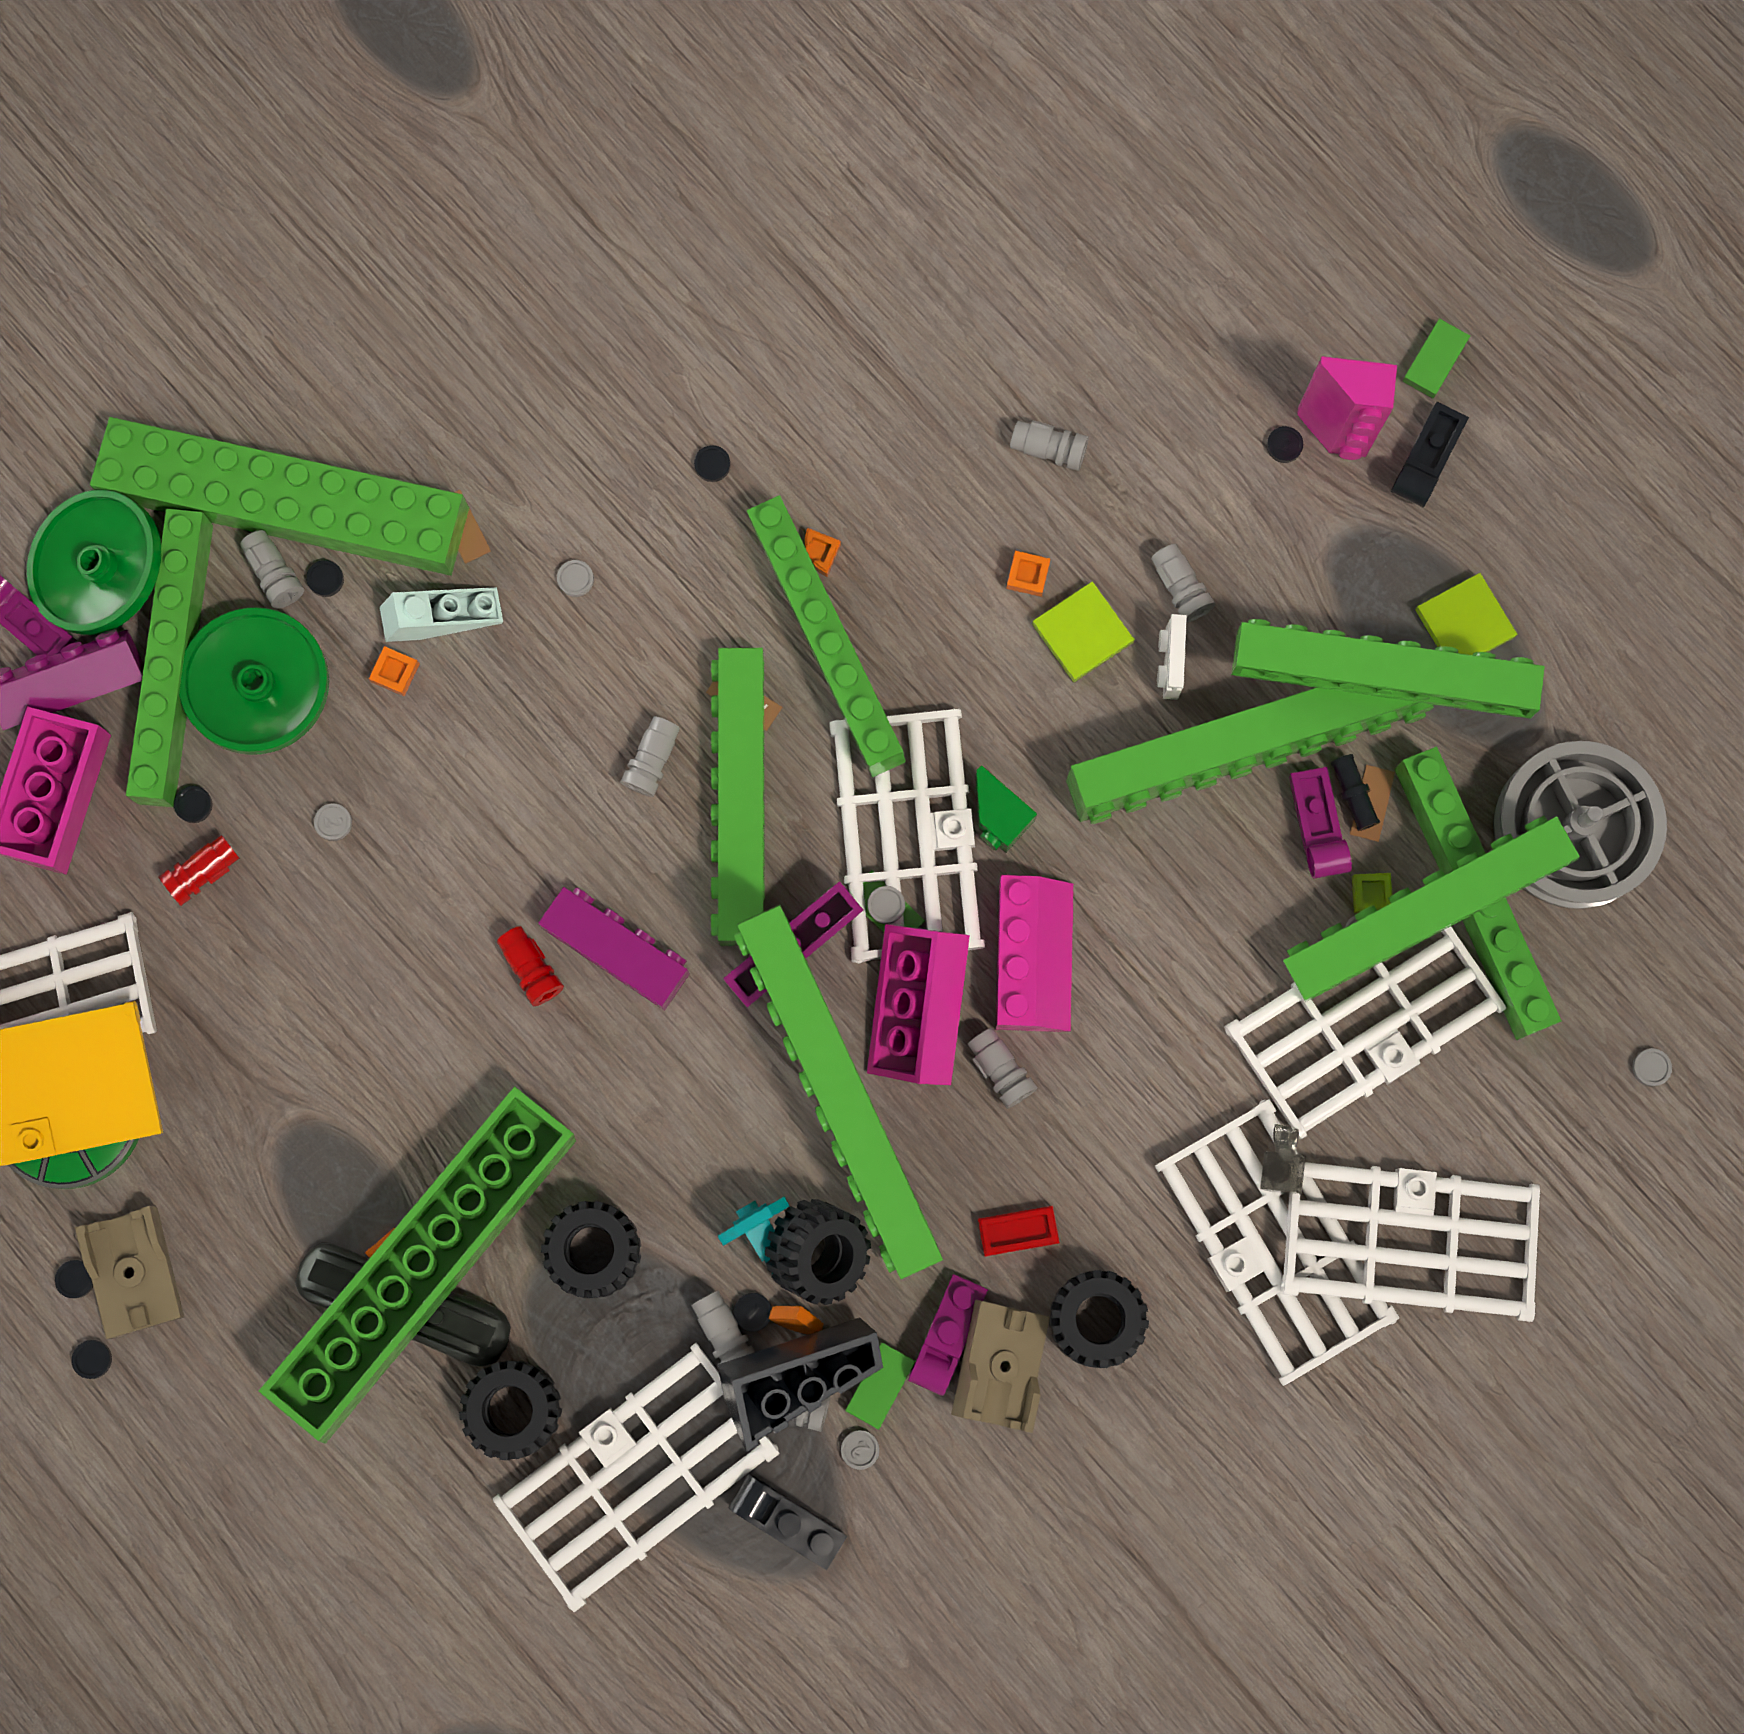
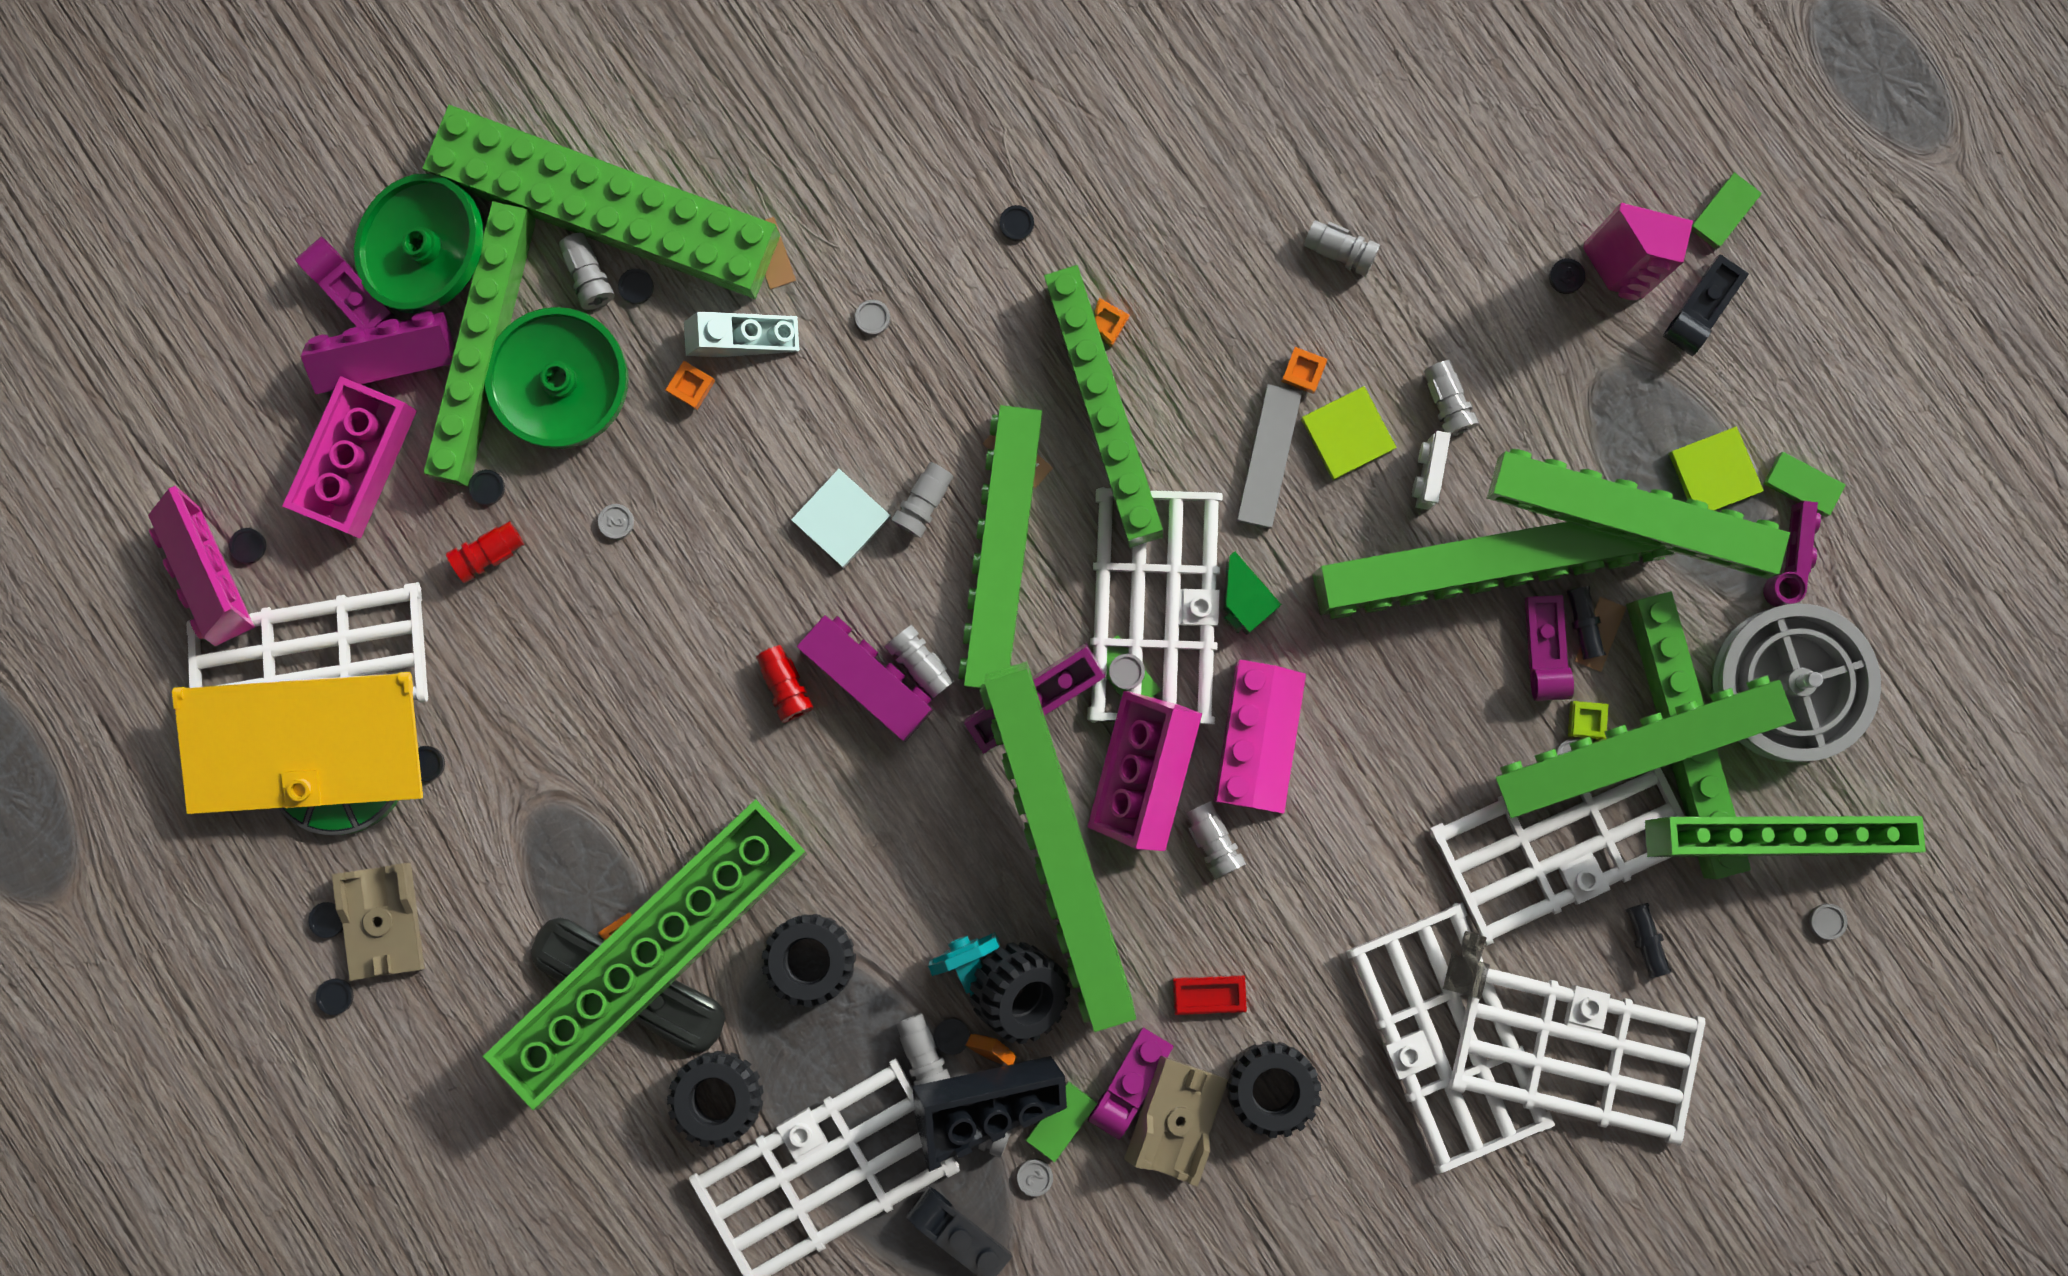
camera: 10 degrees right, 5 degrees up
(168, 1099) = (431, 763): none -> black piece
(568, 787) = (841, 518): none -> light aqua tile
(670, 925) = (922, 665): none -> light grey axle
(1004, 666) = (1269, 456): none -> light grey tile
(1468, 1111) = (1648, 940): none -> black pin
(1558, 622) = (1804, 483): none -> bright green tile
(1564, 691) = (1800, 555): none -> magenta plate
(1588, 979) = (1784, 836): none -> bright green brick

